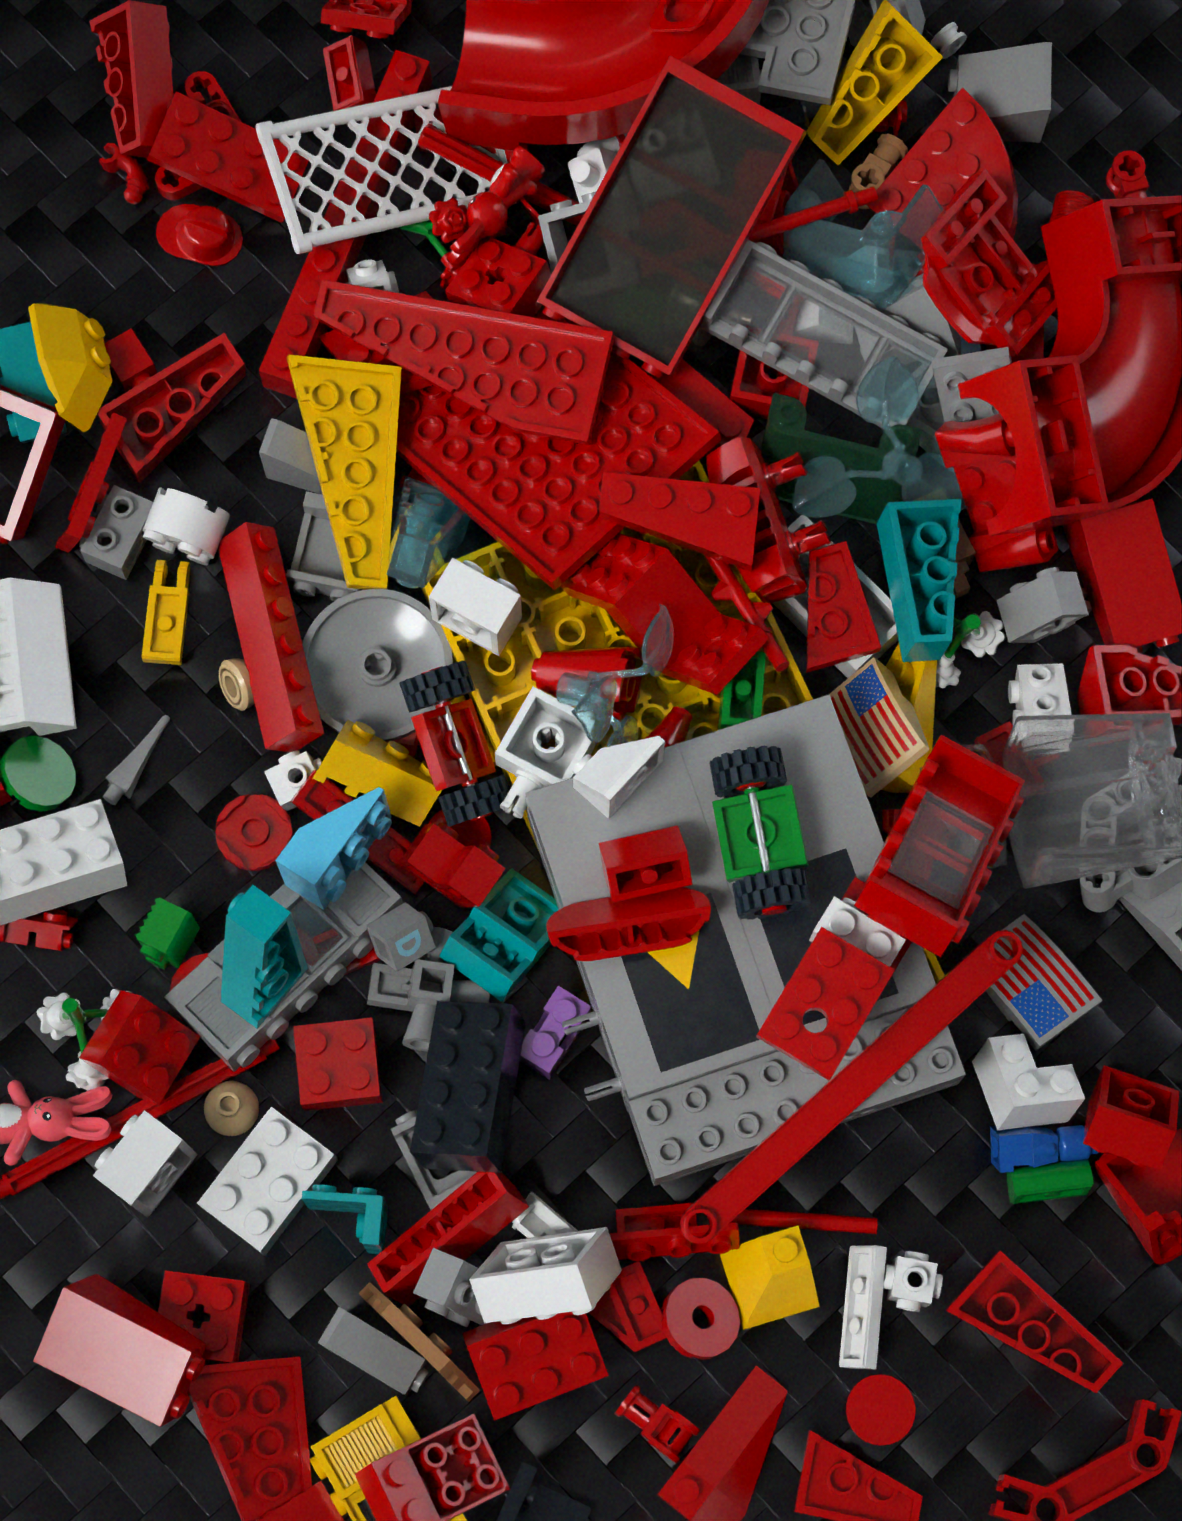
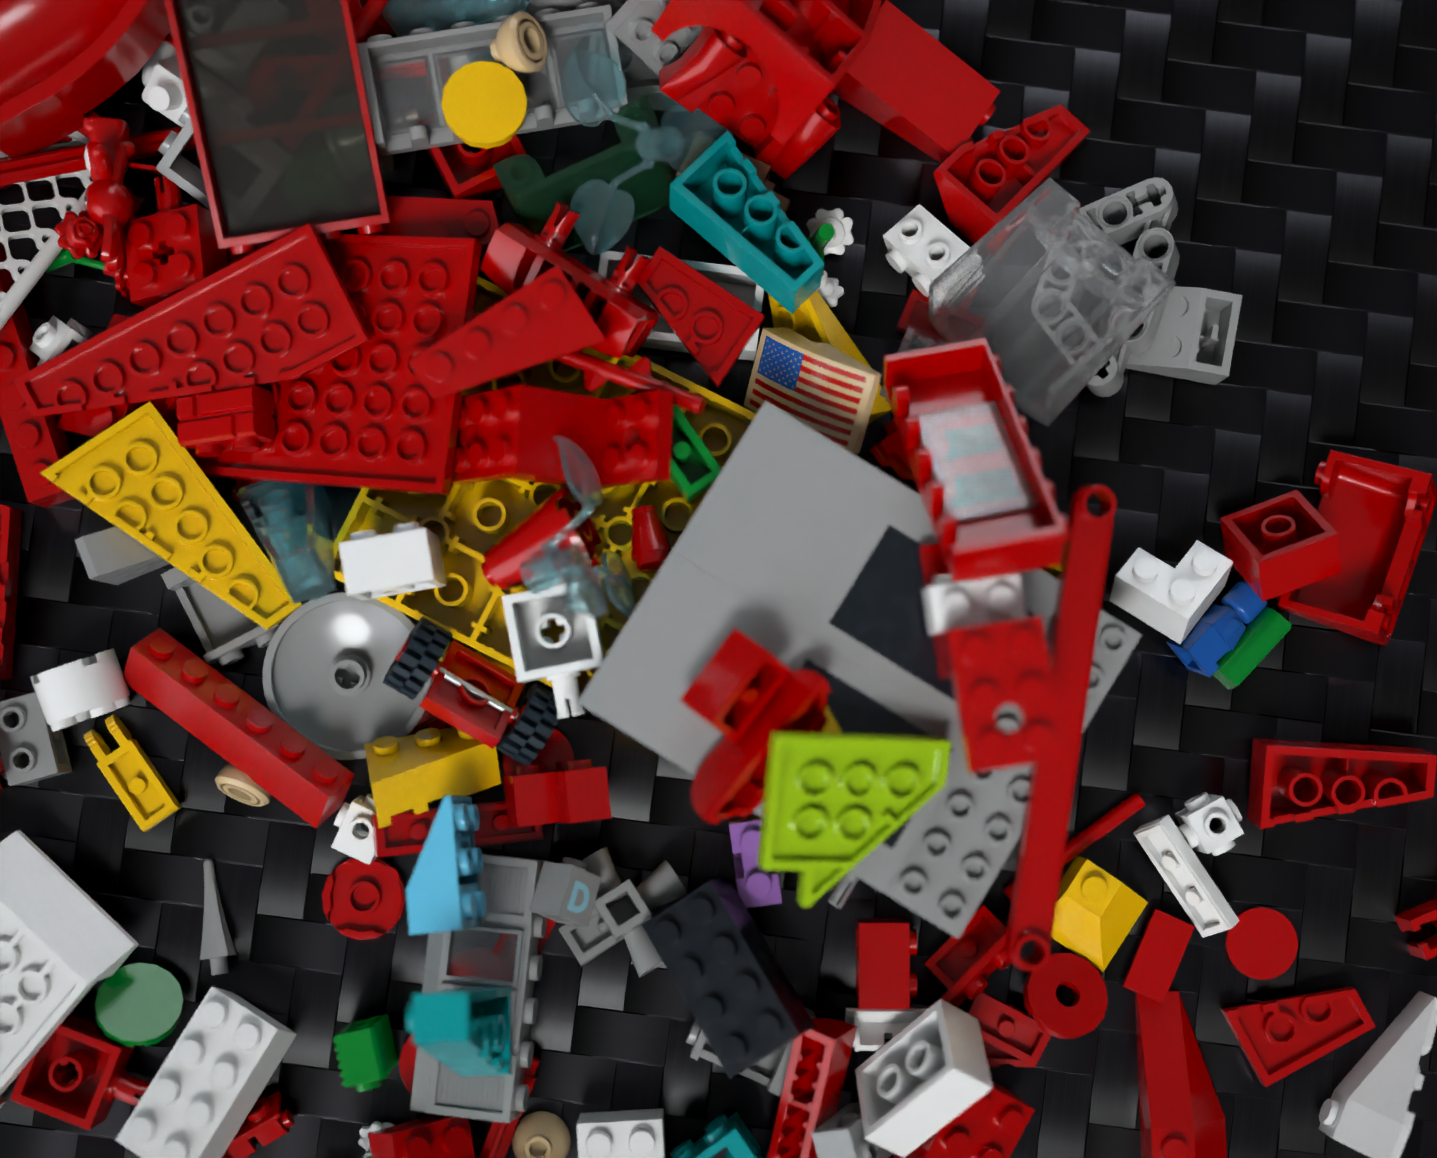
camera: 40 degrees left, 10 degrees up
(338, 1064) = (600, 1037): red brick -> none
(442, 420) = (225, 420): none -> red brick
(502, 935) = (649, 816): teal slope -> none
(586, 1184) = (884, 963): none -> red brick
(617, 772) = (642, 626): white slope -> none
(654, 1002) = (840, 798): none -> lime wing
(659, 1425) = (1104, 1107): red connector -> none
(760, 832) = (811, 577): plate -> none
(793, 1350) = (1158, 956): none -> red tile
(802, 347) = (484, 104): none -> yellow tile
(861, 326) = (520, 43): none -> tan brick
(1042, 989) = (1139, 484): slope -> none
(1043, 606) = (865, 167): light grey brick -> none

